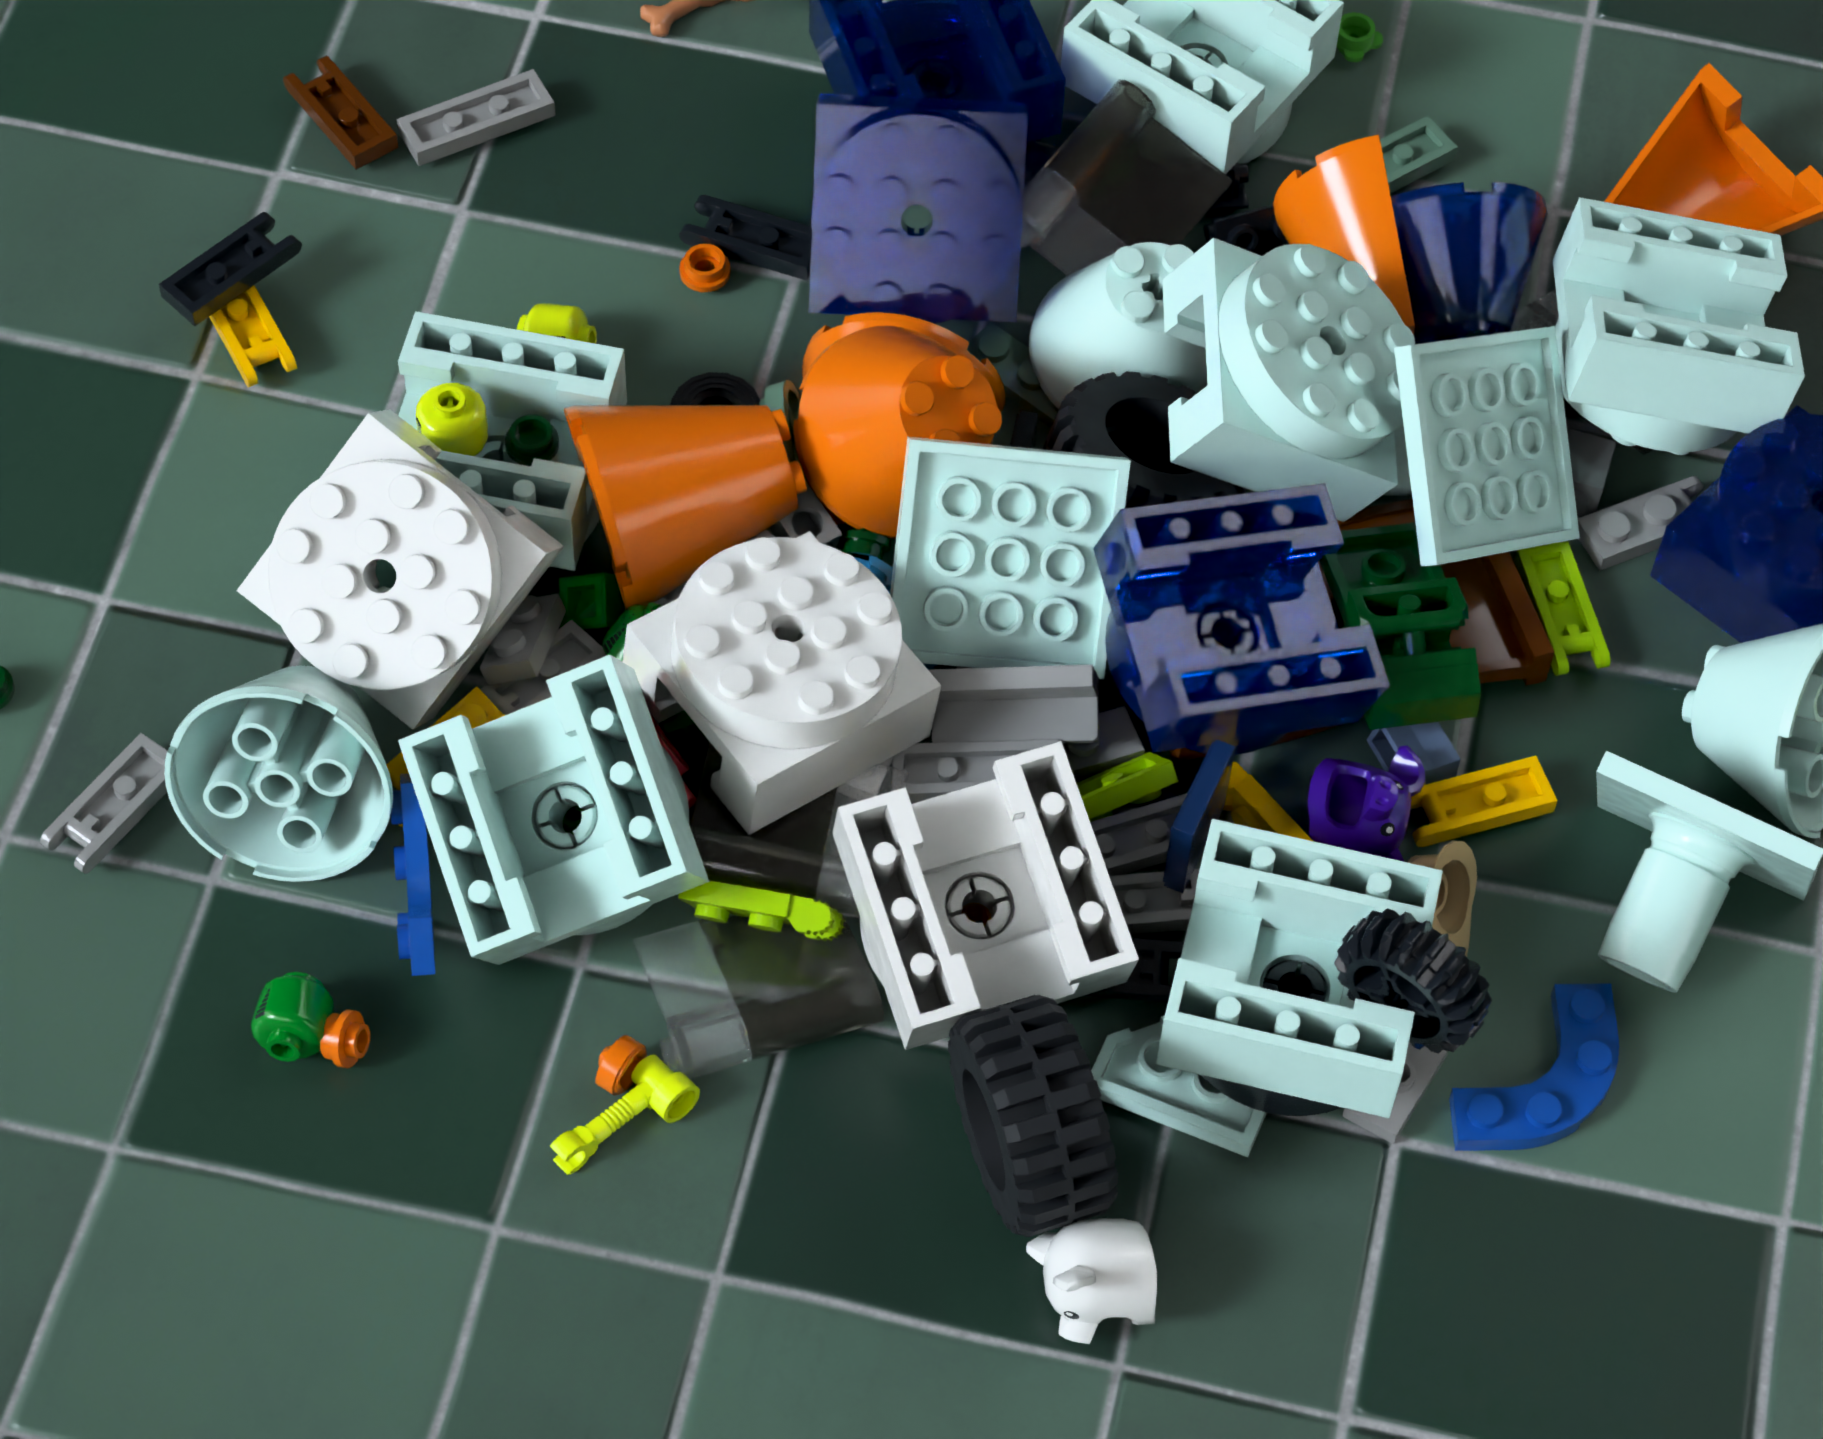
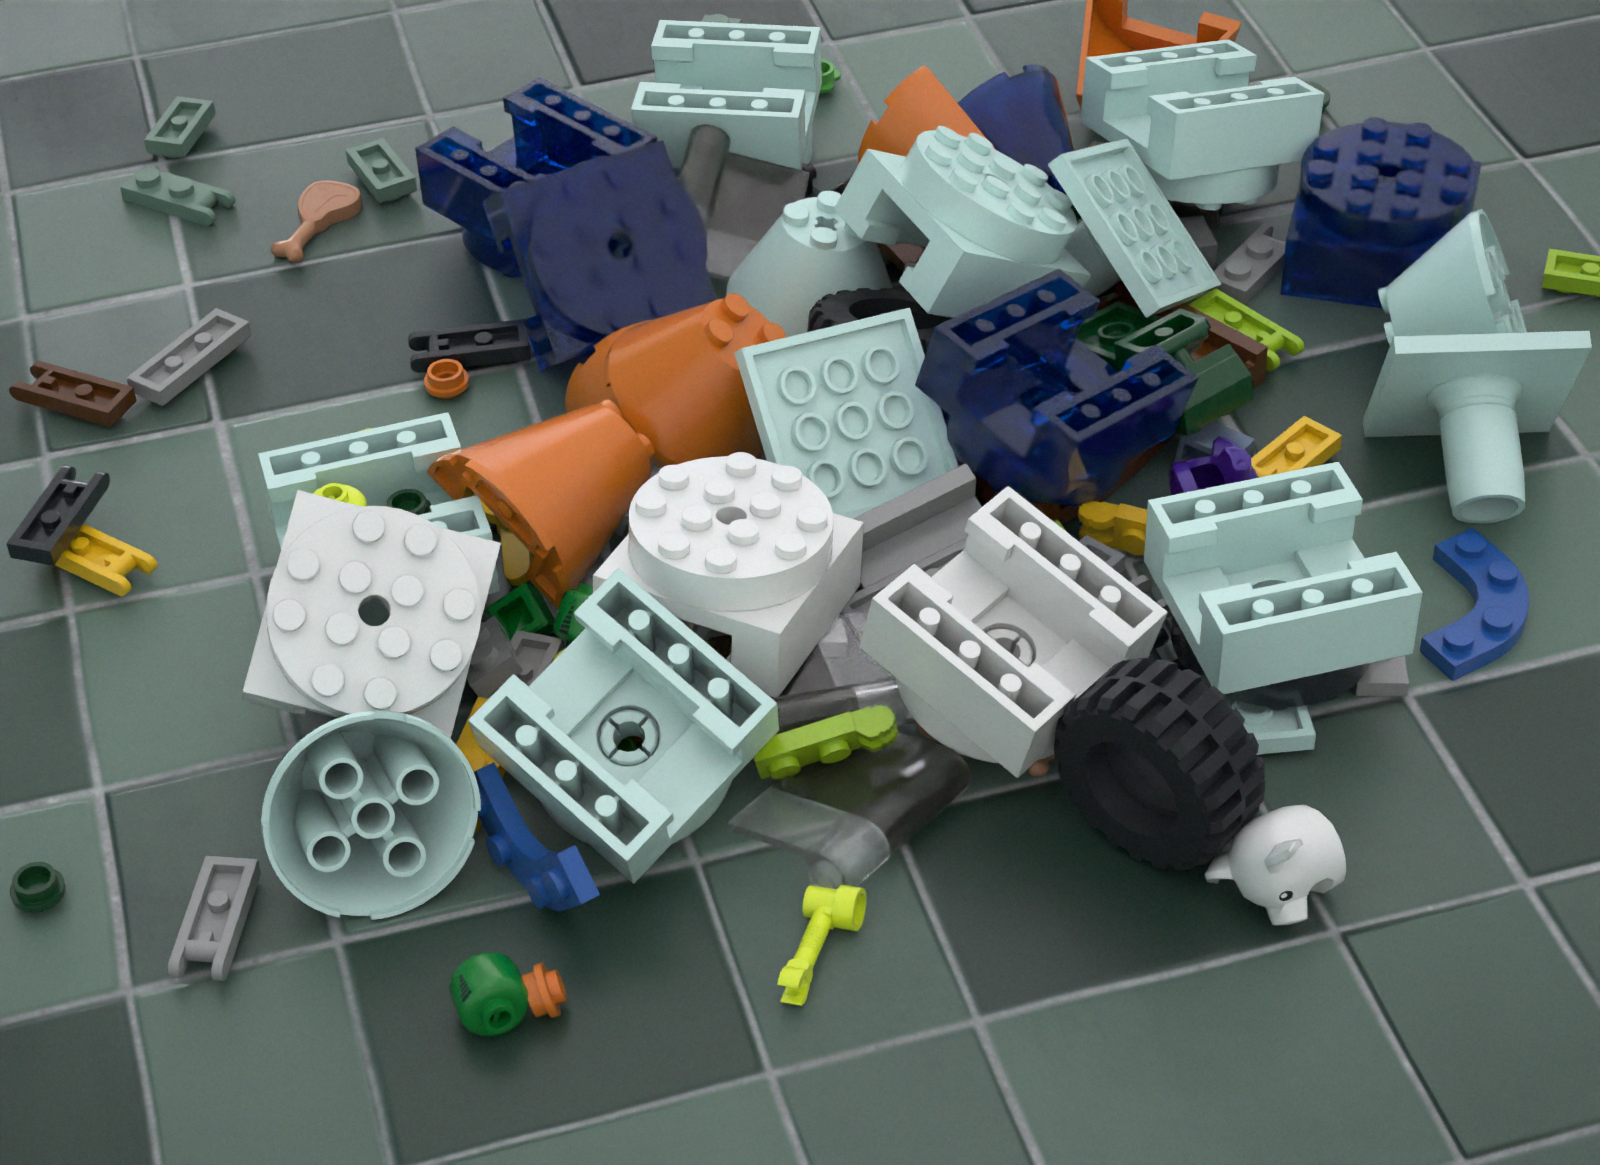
camera: 25 degrees left, 15 degrees down
(617, 1064) = (787, 904): orange tile -> none
(1202, 804) = (1114, 521): dark blue tile -> none
(1418, 970) = (1376, 521): black gear -> none

